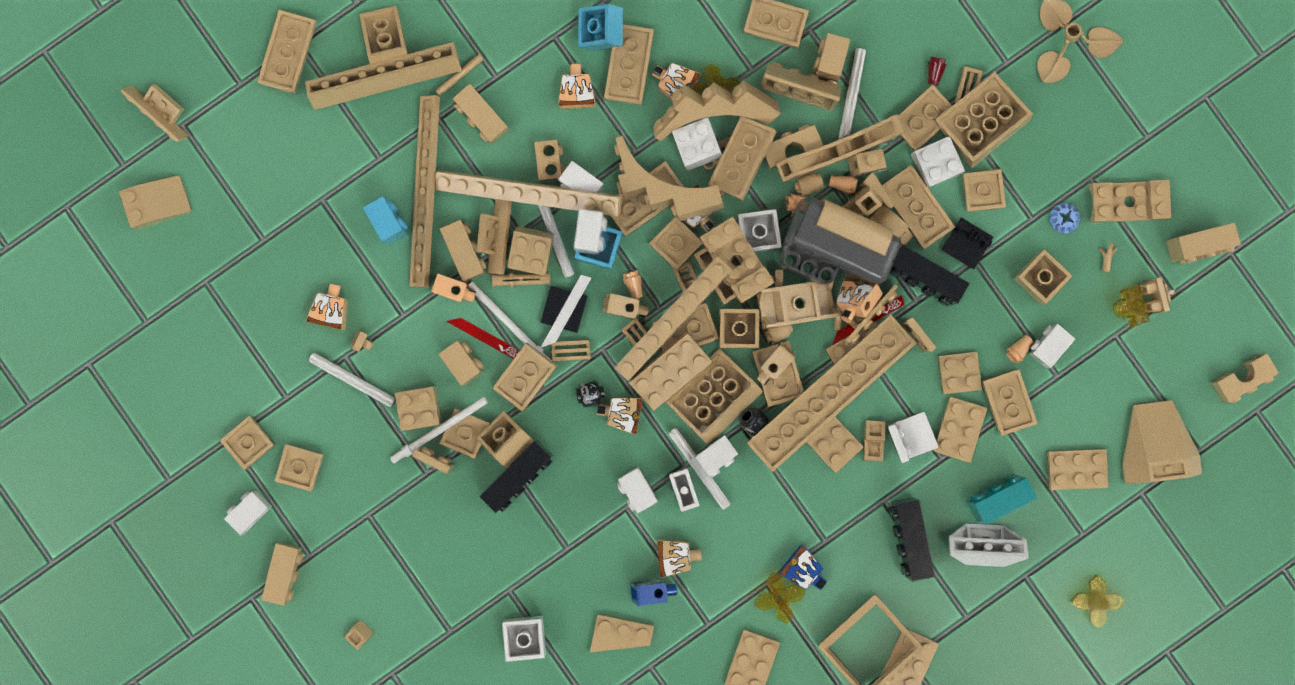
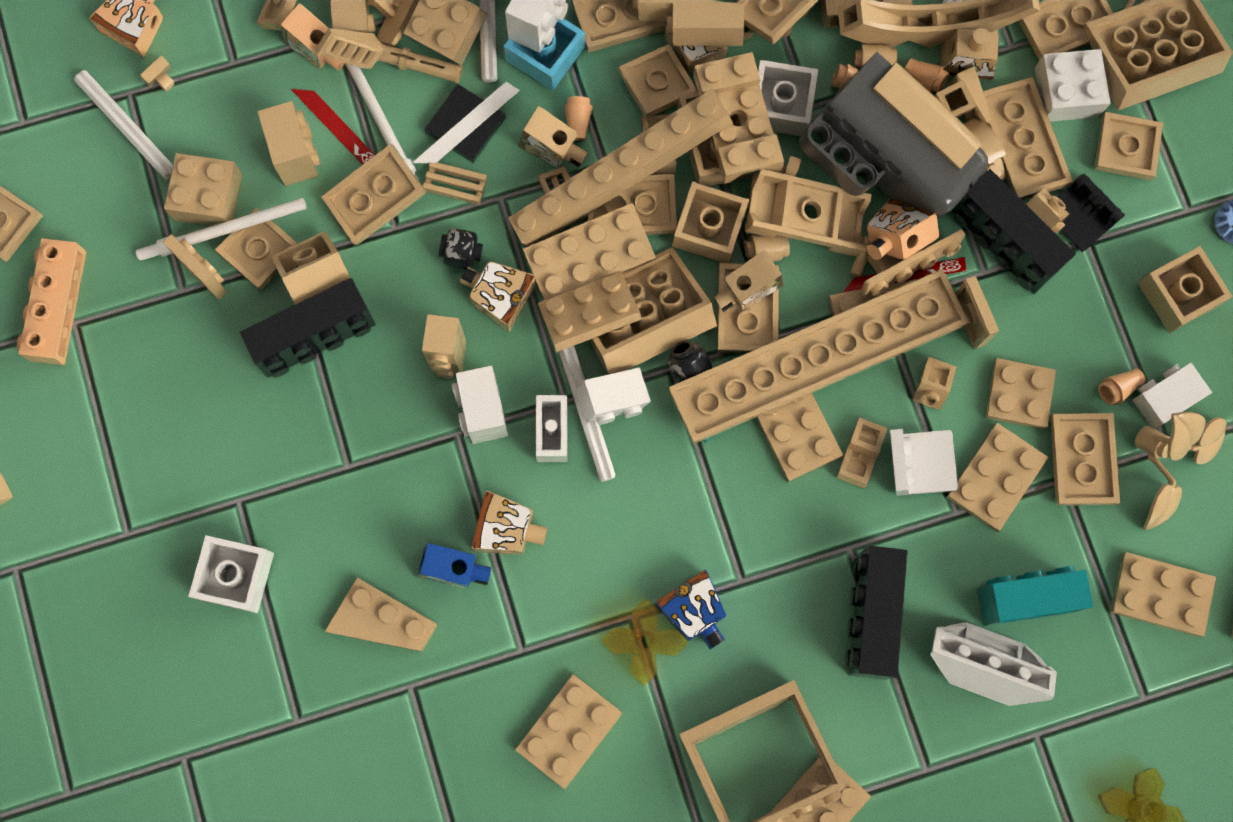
camera: 15 degrees right, 10 degrees down
(352, 508) = (51, 301): none -> light nougat brick
(479, 288) = (352, 48): none -> tan slope
(604, 464) = (444, 345): none -> tan brick
(682, 409) = (589, 311): none -> tan plate
(906, 384) = (934, 383): none -> tan bracket
(943, 254) = (1049, 209): none -> tan brick
(1061, 382) = (1185, 432): none -> tan plant

